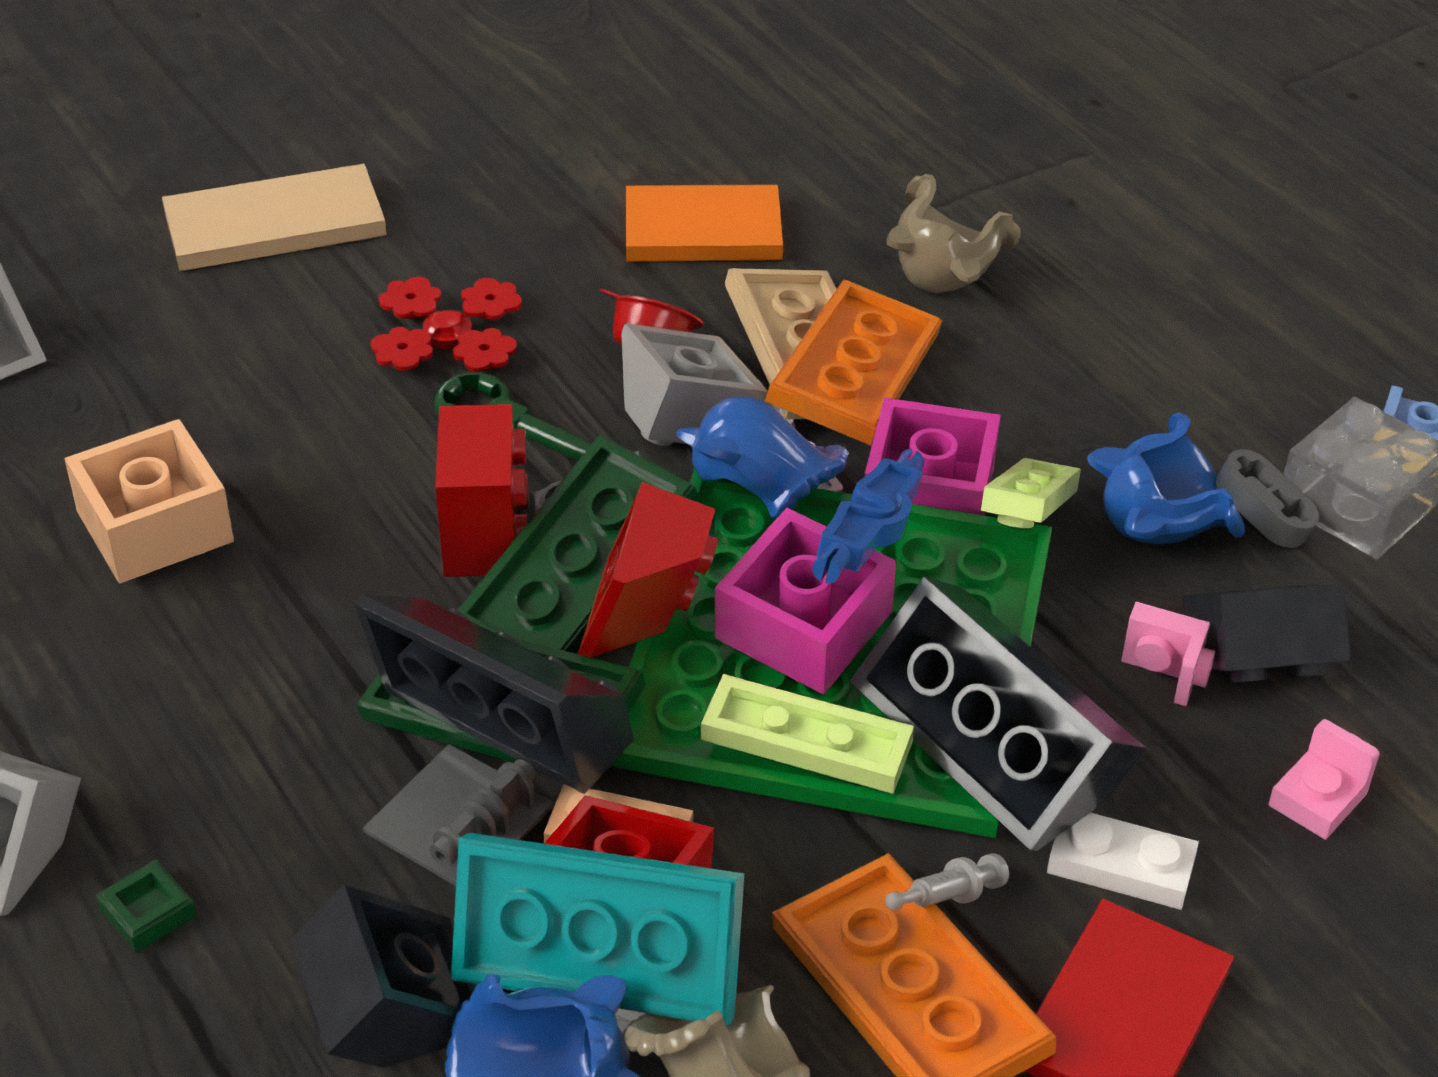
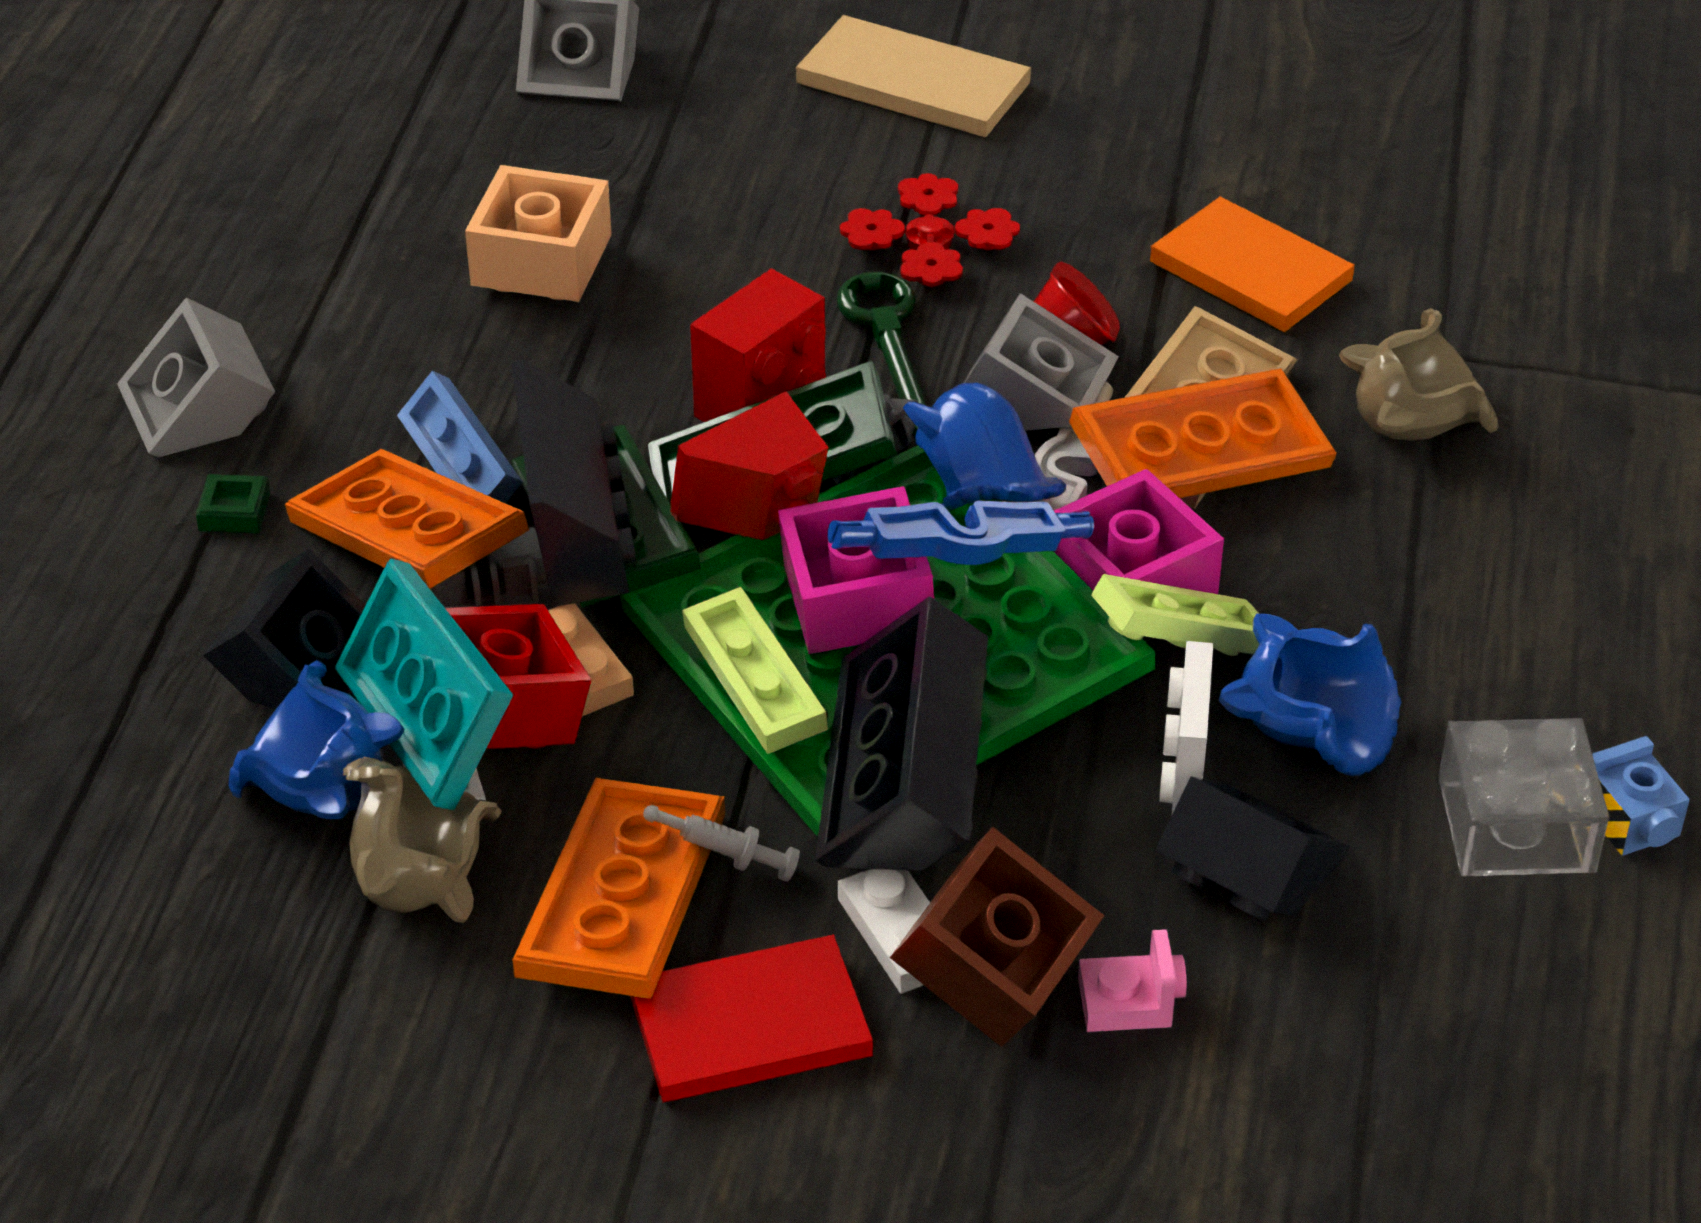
camera: 45 degrees right, 0 degrees up
(305, 721) = (456, 439): none -> medium blue plate
(348, 808) = (406, 514): none -> orange tile
(1151, 560) = (1187, 732): none -> white plate
(1169, 645) = (1142, 809): bright pink bracket -> none
(1239, 808) = (997, 937): none -> copper brick
(1267, 498) = (1395, 757): dark grey beam -> none

